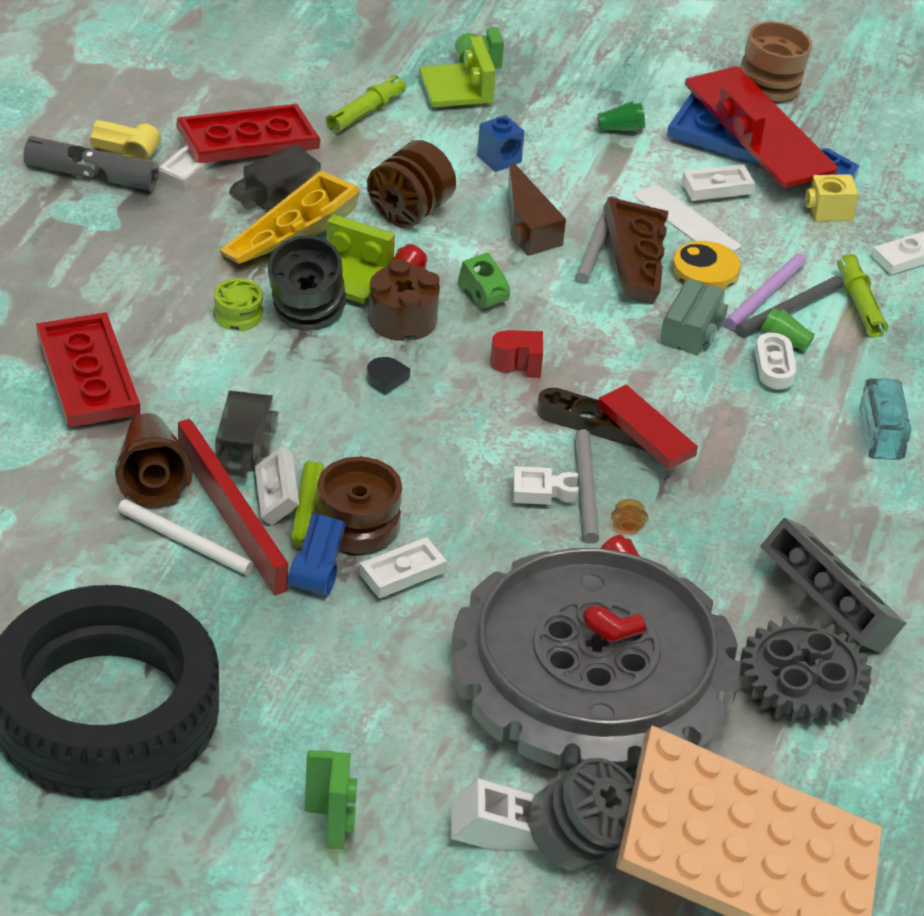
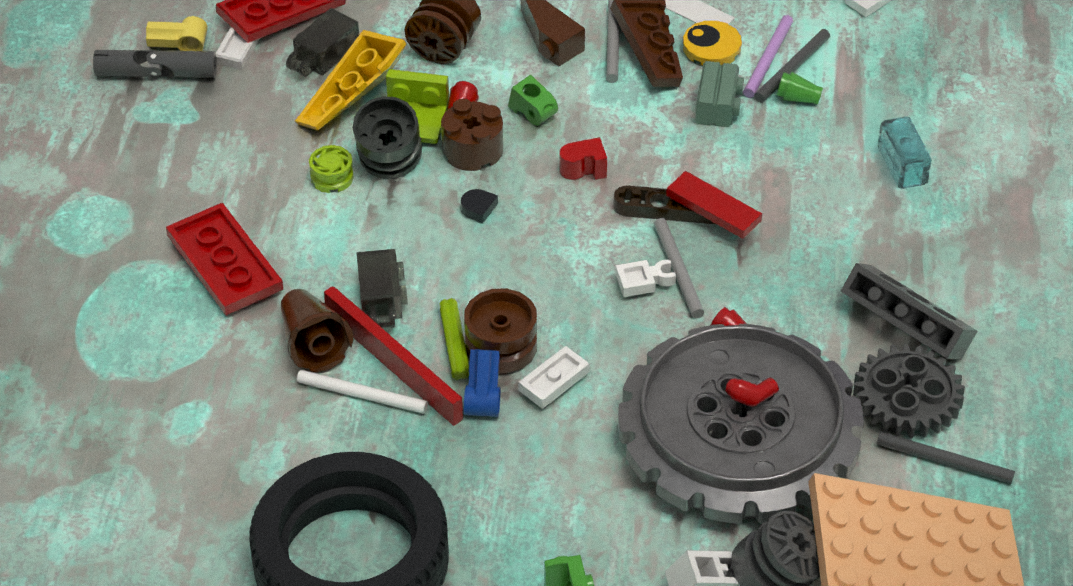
camera: 10 degrees left, 5 degrees up
(277, 485) = (424, 328): white plate -> none
(629, 516) = (723, 287): clear orange plate -> none
(775, 361) = (797, 119): white plate -> none
(827, 754) = (946, 457): none -> dark grey bar
(858, 285) = (844, 34): lime pin -> none

